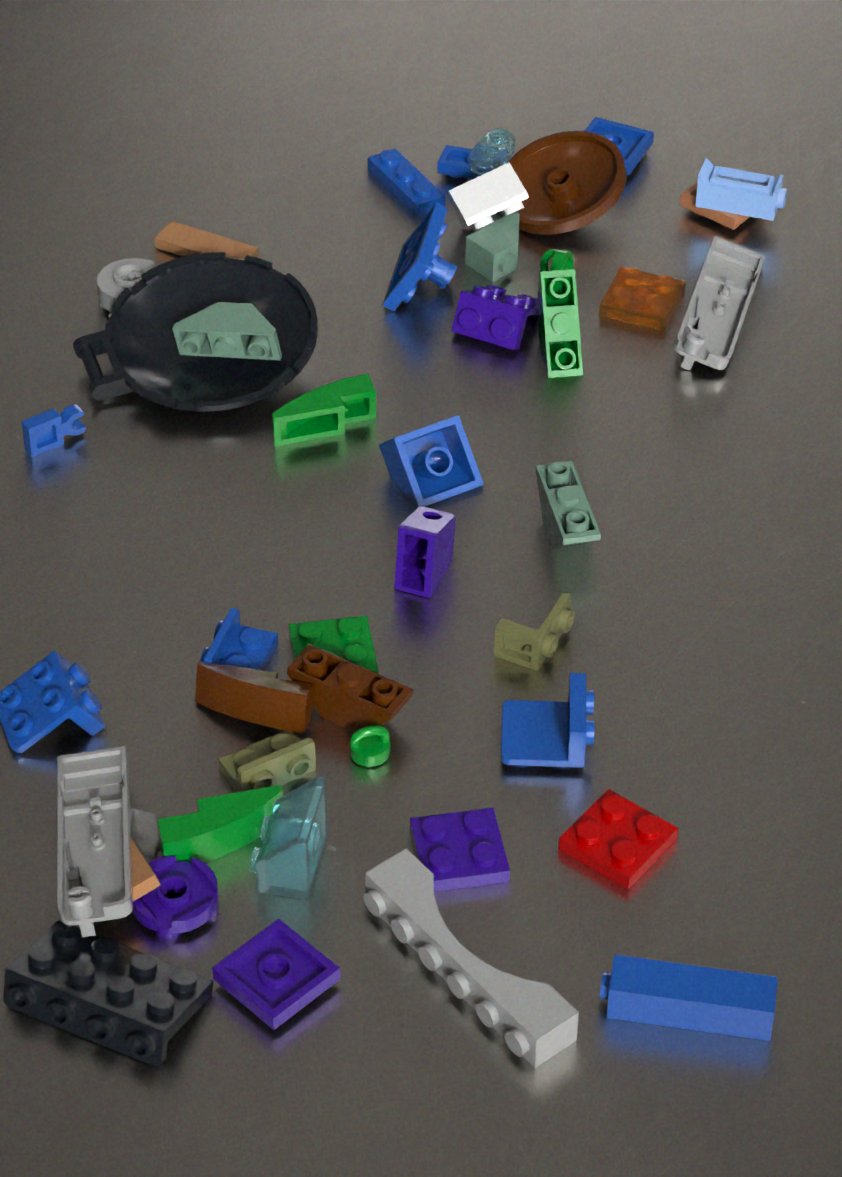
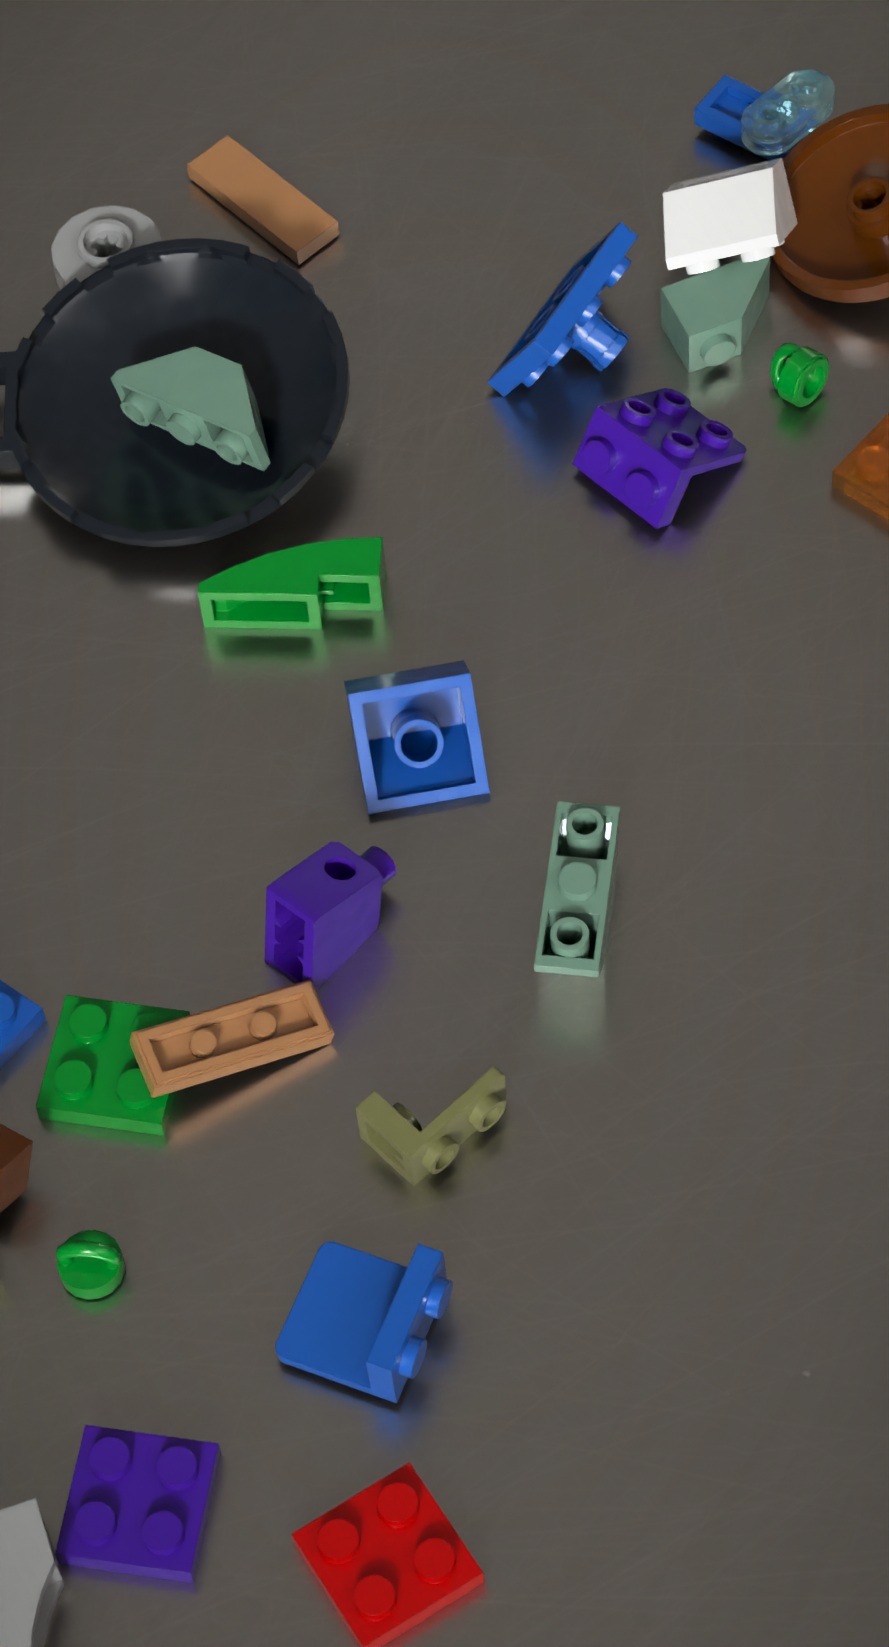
camera: 25 degrees right, 15 degrees up
(347, 691) = (85, 1157): reddish brown slope -> none
(399, 620) = (231, 1038): none -> medium nougat tile
(405, 181) = (635, 130): blue plate -> none
(559, 323) = (734, 510): slope -> none

